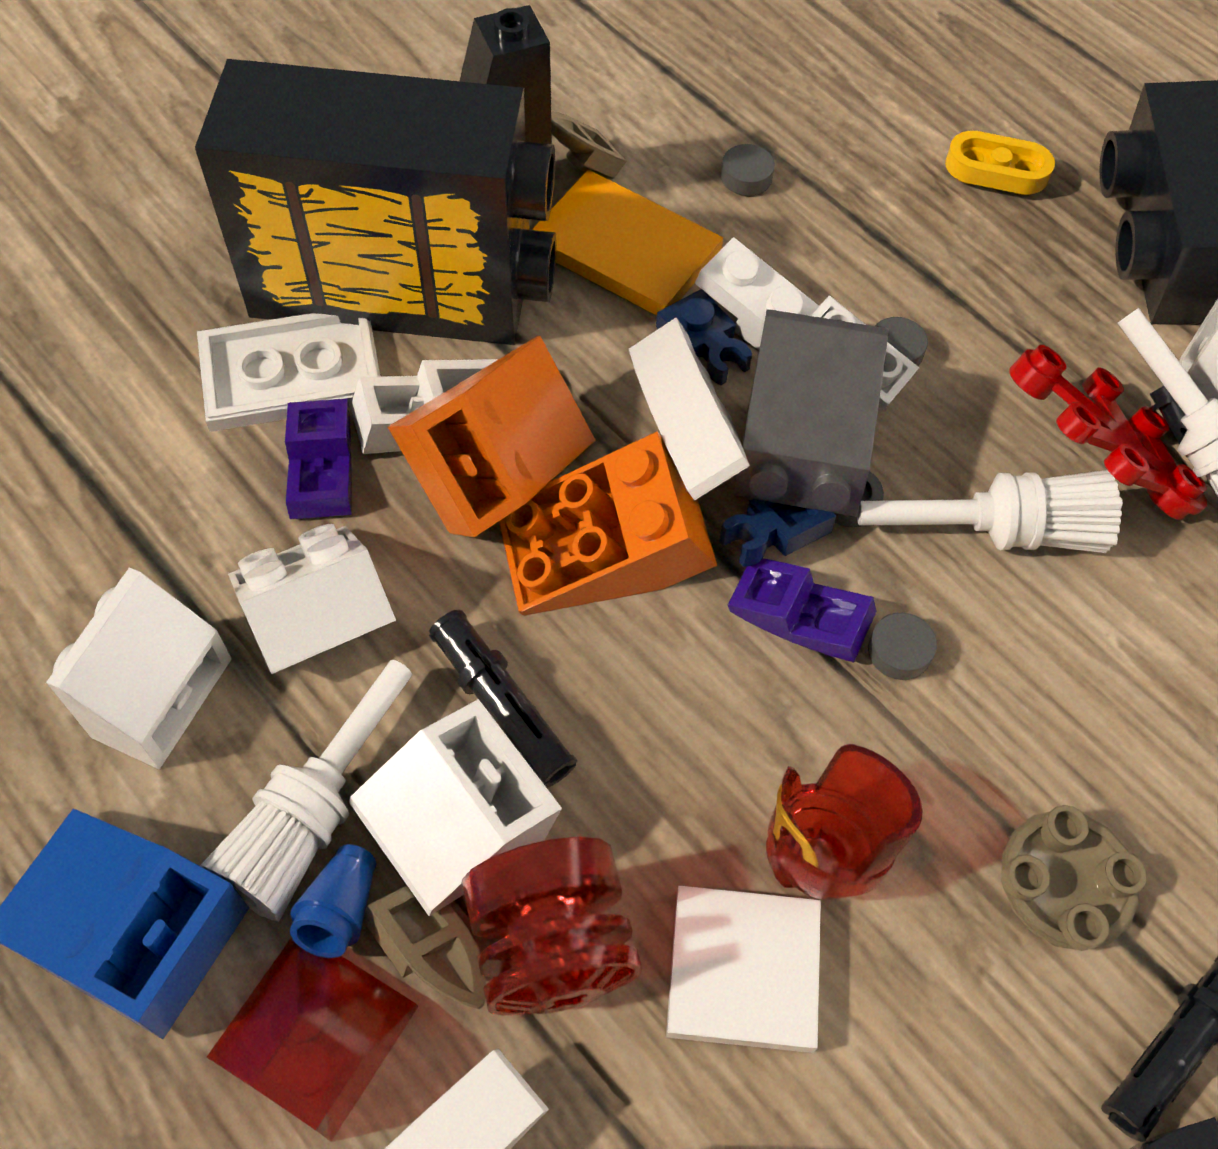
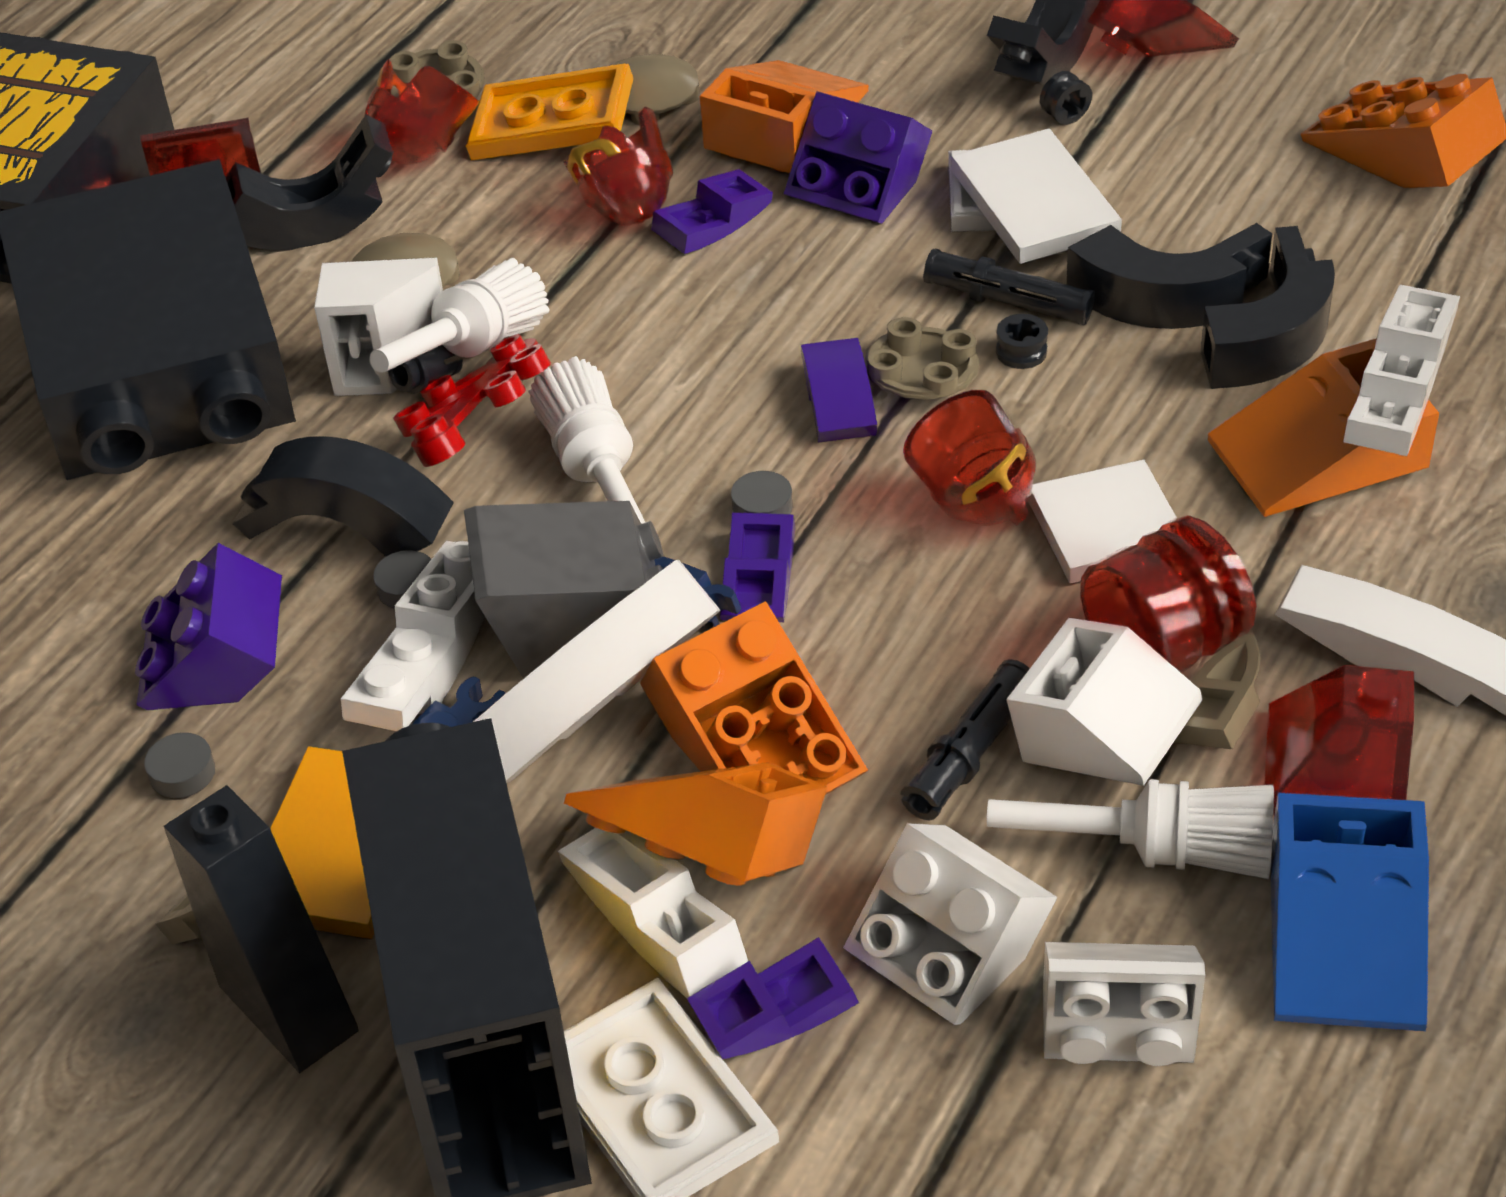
camera: 105 degrees left, 15 degrees down
(334, 904) = (1232, 762): blue cone -> none
(870, 198) = (210, 633): none -> dark purple slope
(989, 302) = (346, 483): none -> black arch
(999, 162) = (110, 552): yellow plate -> none
(1049, 772) = (839, 390): none -> dark purple slope
(1105, 1014) = (1021, 341): none -> black bush

